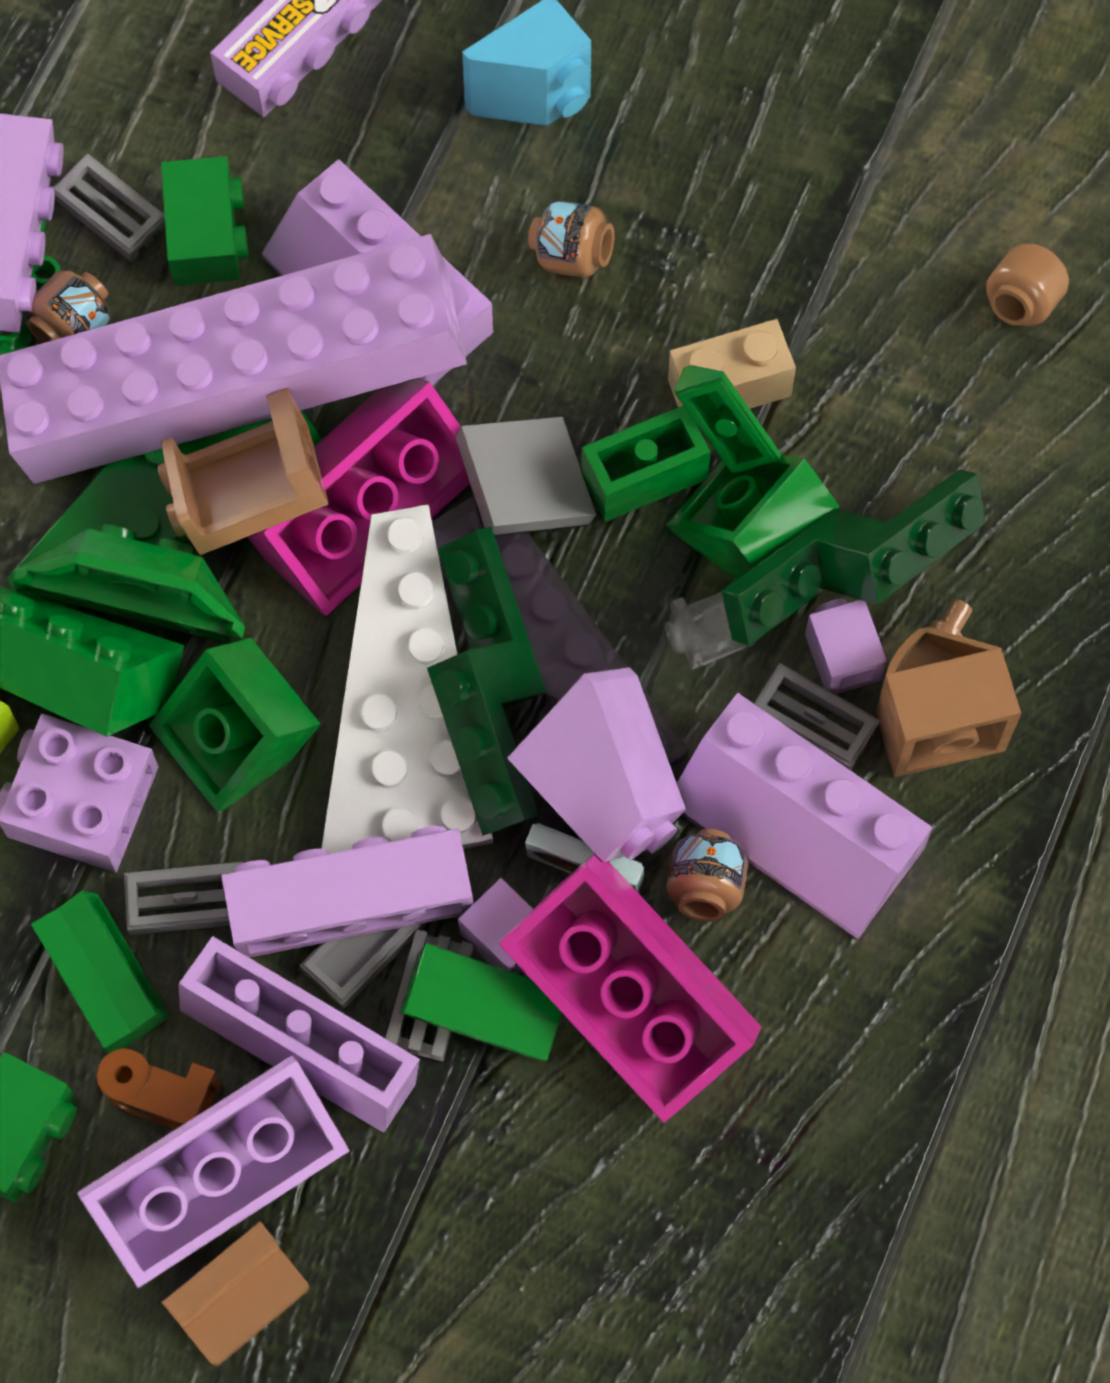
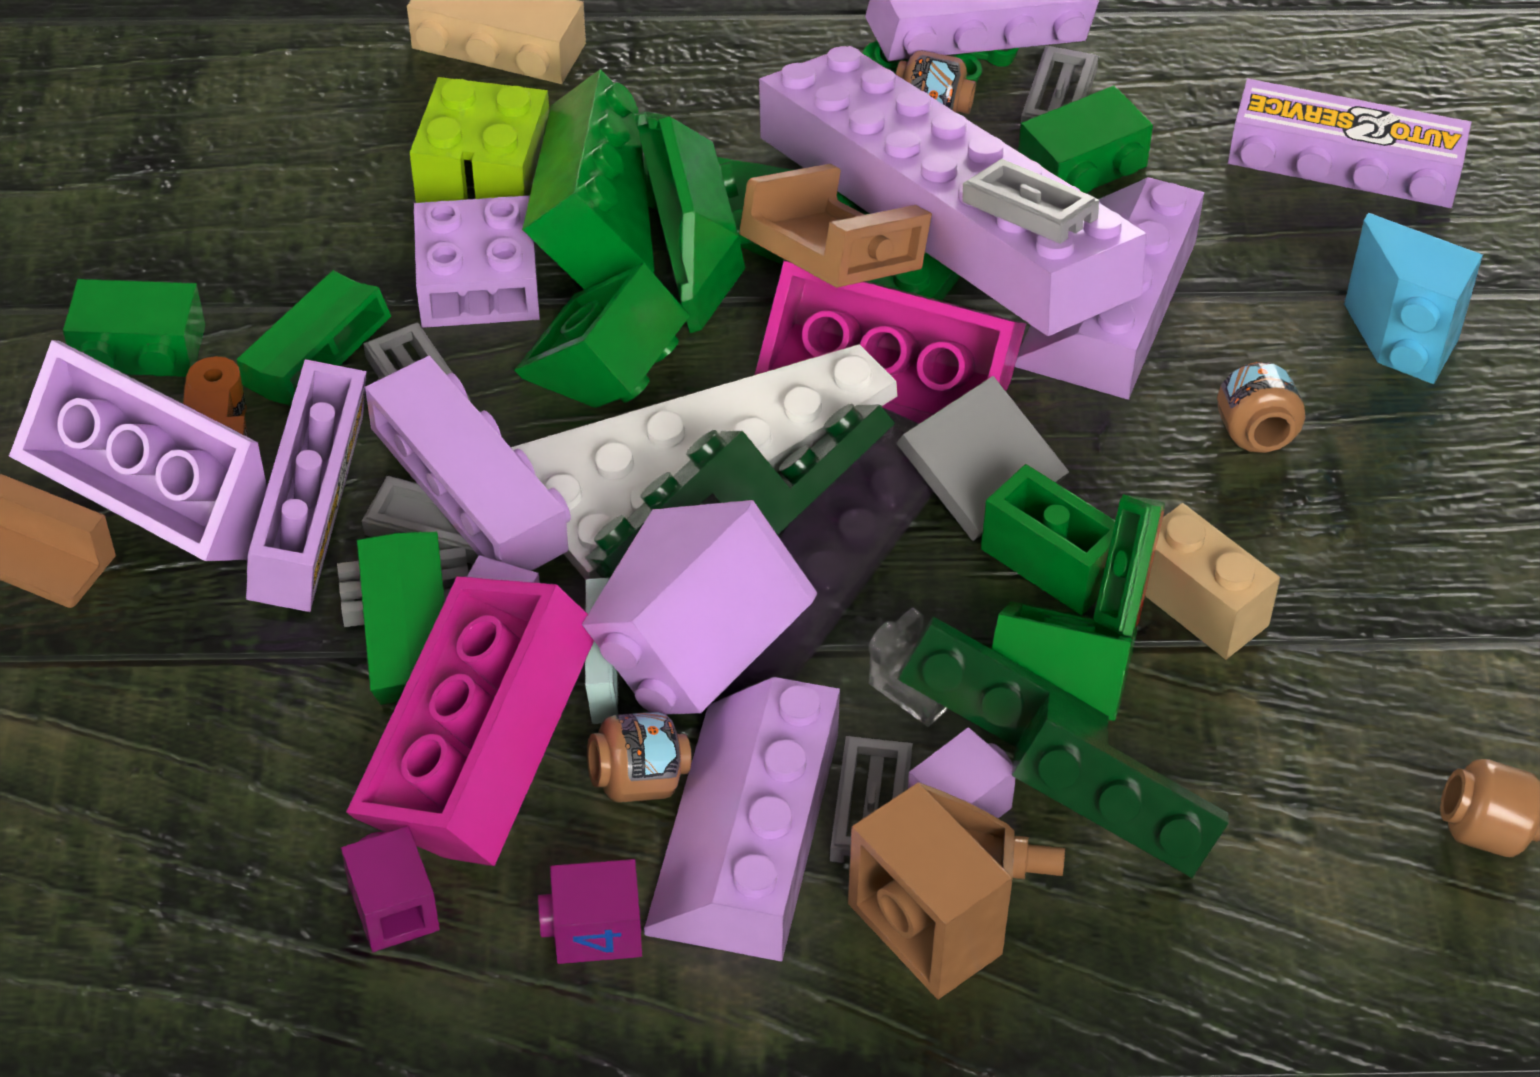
camera: 65 degrees right, 20 degrees down
(361, 312) = (1030, 200): none -> light grey tile
(748, 1114) = (390, 888): none -> magenta brick
(840, 967) = (592, 911): none -> magenta brick

